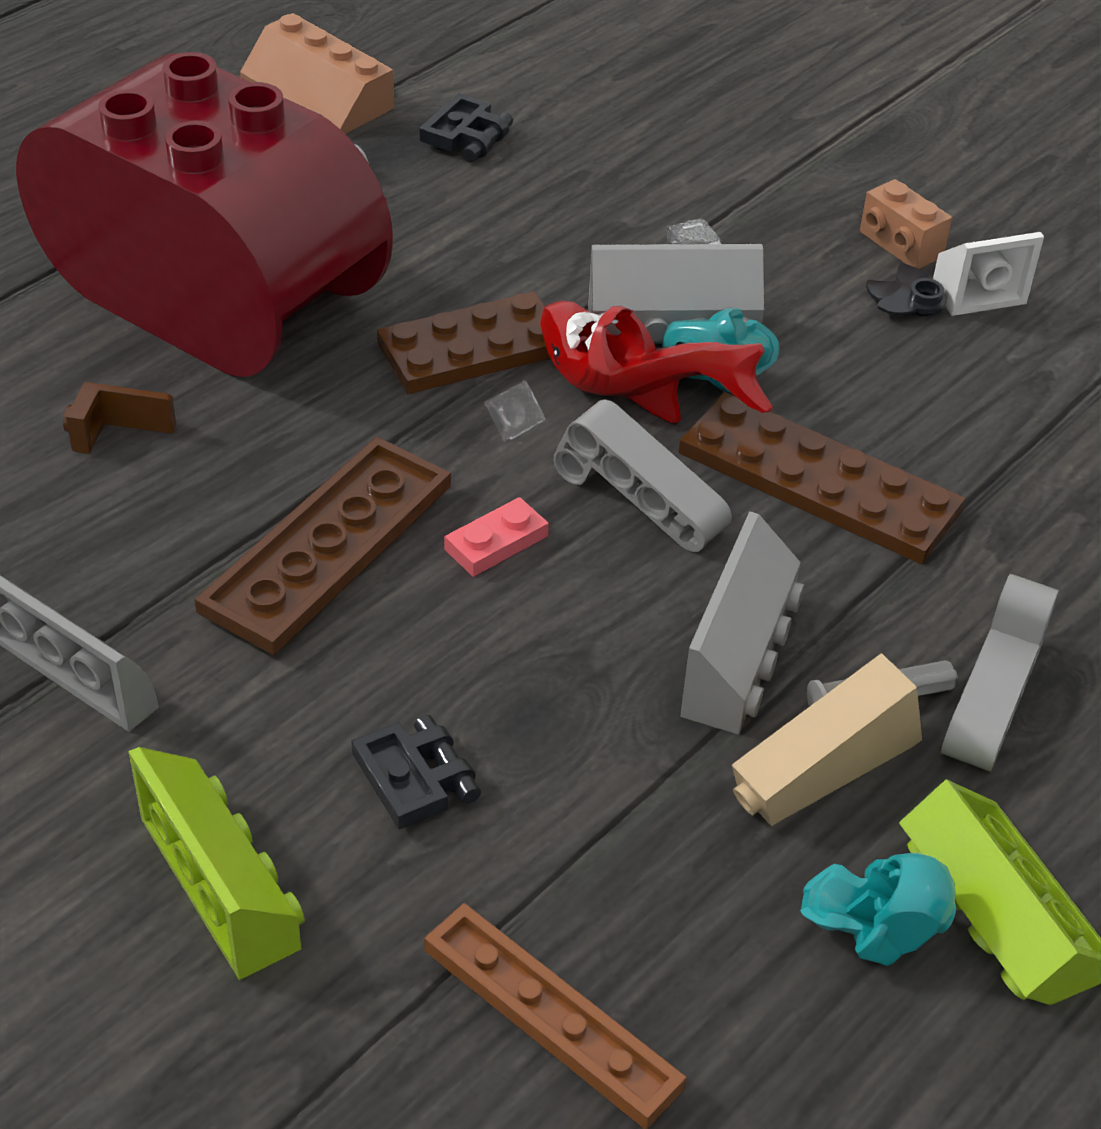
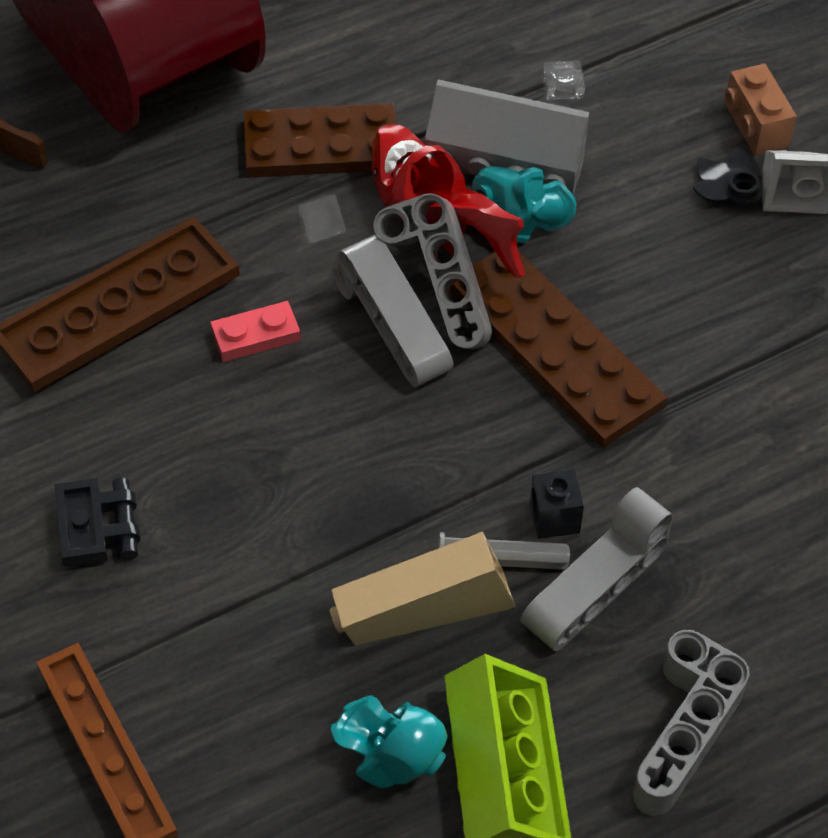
camera: 20 degrees right, 10 degrees up
(684, 425) = (442, 275): none -> light grey beam
(741, 629) = (402, 469): light grey slope -> none
(916, 622) = (556, 504): none -> black brick

